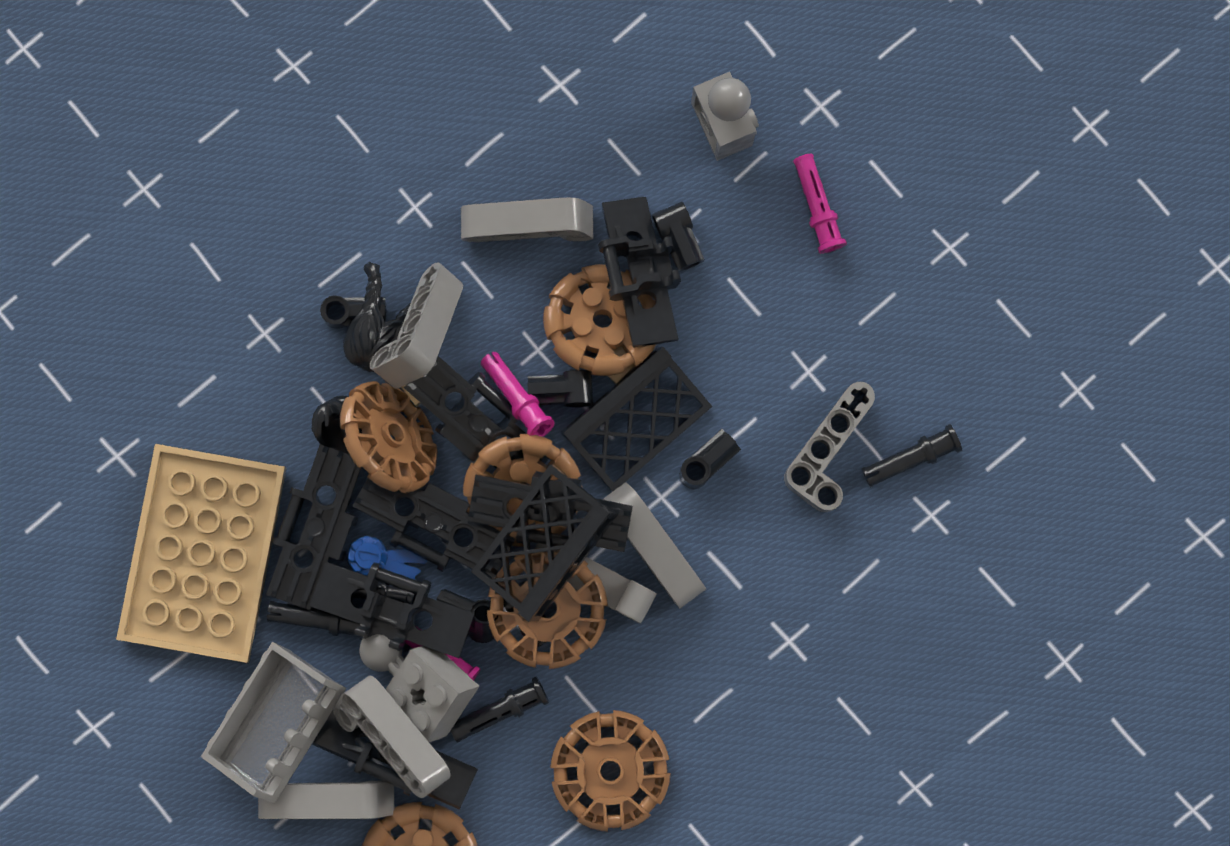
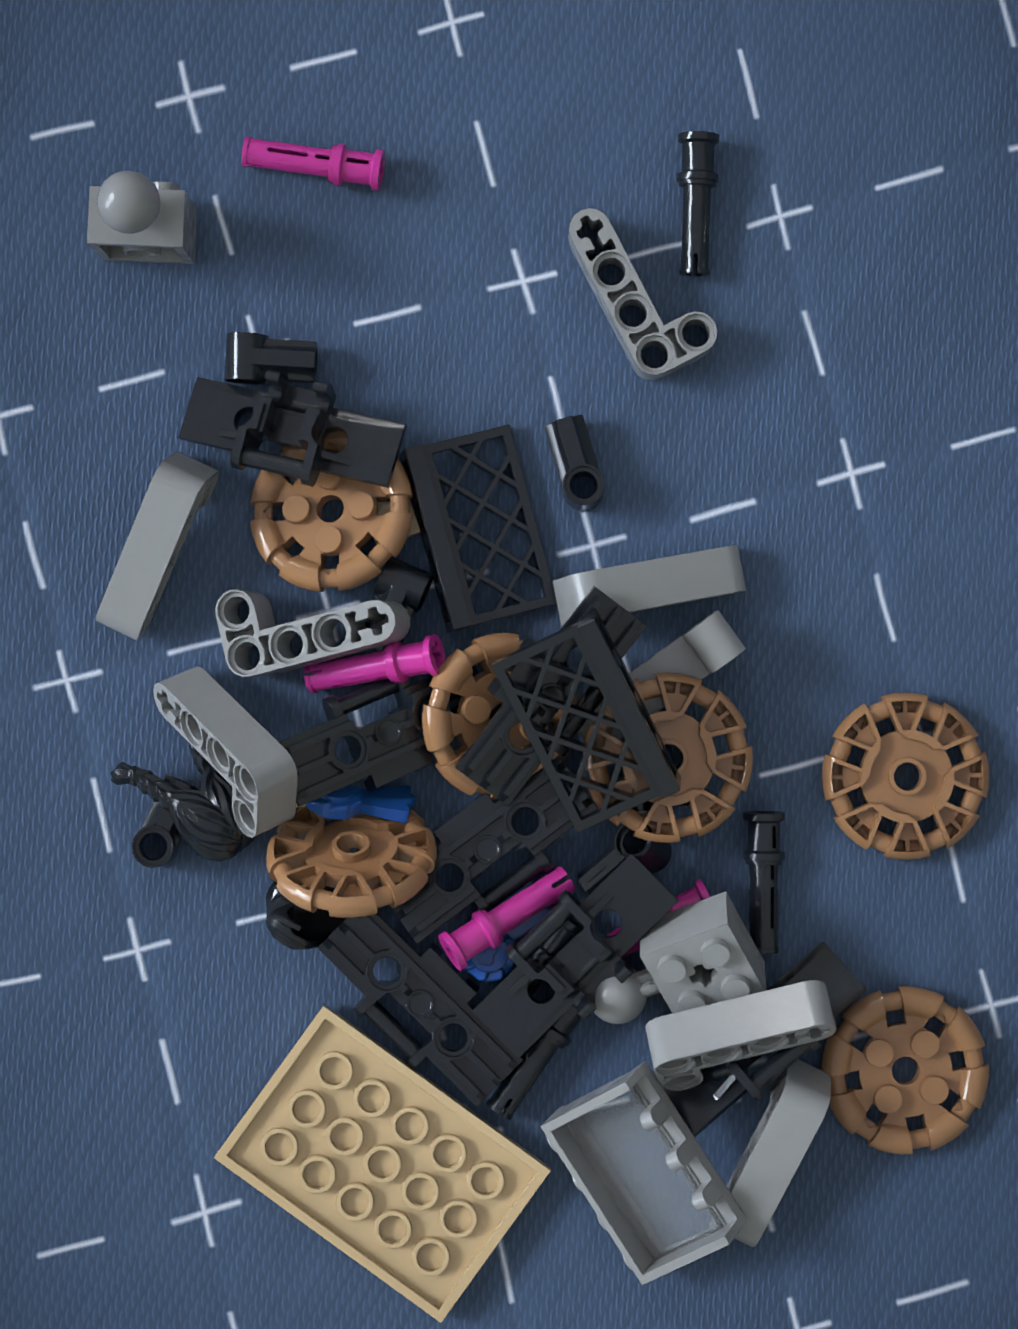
camera: 65 degrees left, 5 degrees up
(383, 546) = (487, 928): none -> dark pink pin
(423, 419) = (386, 803): none -> blue piece
(519, 346) = (315, 632): none -> light grey beam

